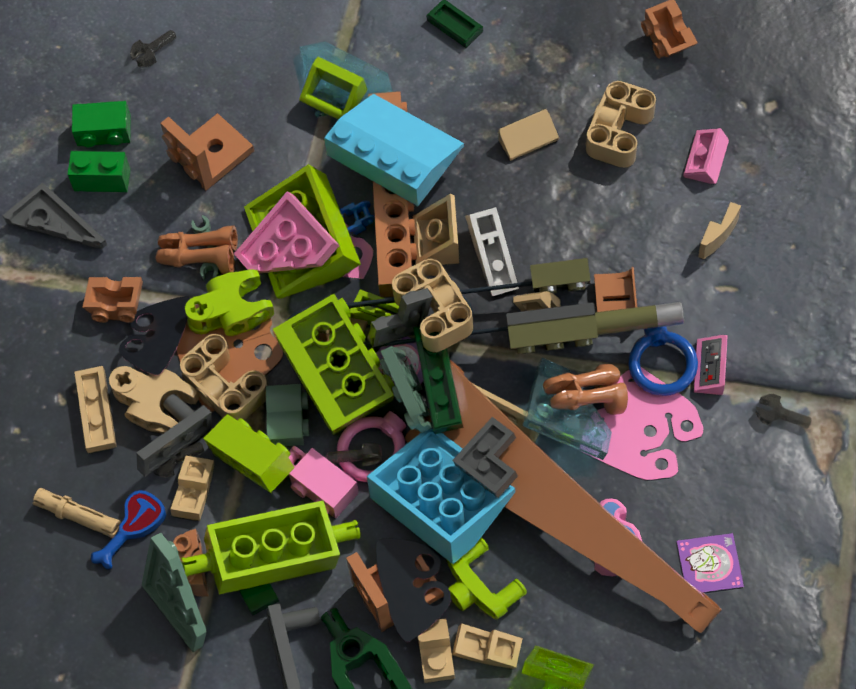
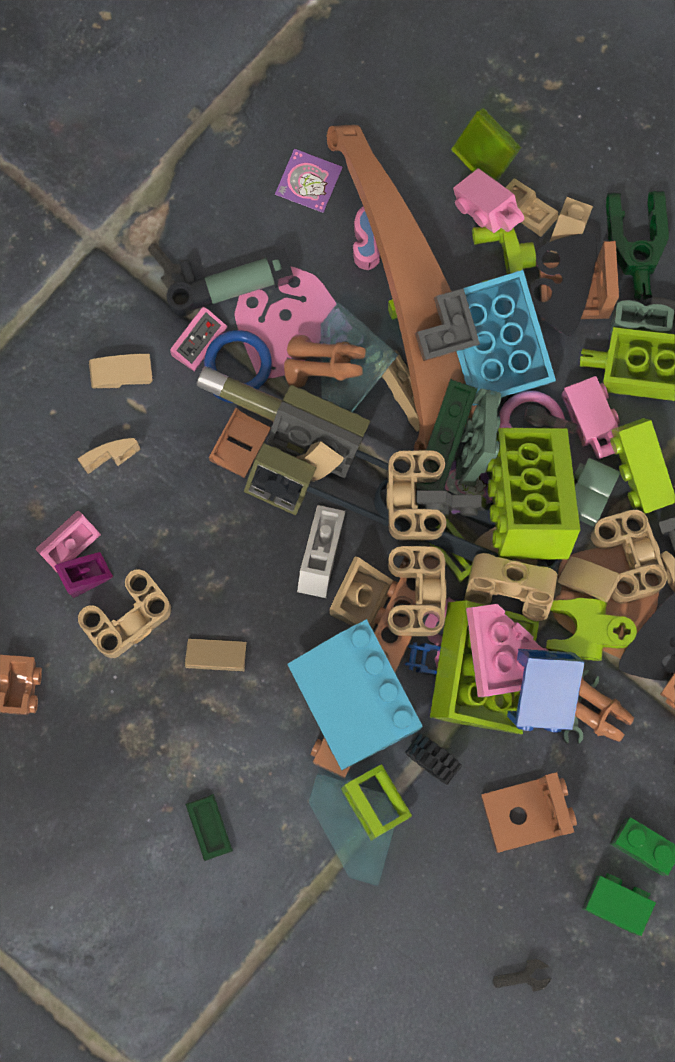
camera: 155 degrees left, 15 degrees up
(239, 231) = (548, 690): none -> panel
(249, 337) = (589, 578): none -> tan slope
(291, 295) = (493, 577): none -> tan beam
(303, 142) = (433, 759): none -> black tyre
(323, 582) = (636, 316): none -> sand green brick
(376, 246) = (430, 590): none -> tan beam
(524, 614) = (487, 202): none -> bright pink brick
(676, 132) = (83, 573): none -> magenta slope
(683, 452) = (230, 283): none -> piece
(758, 301) = (120, 370): none -> tan slope

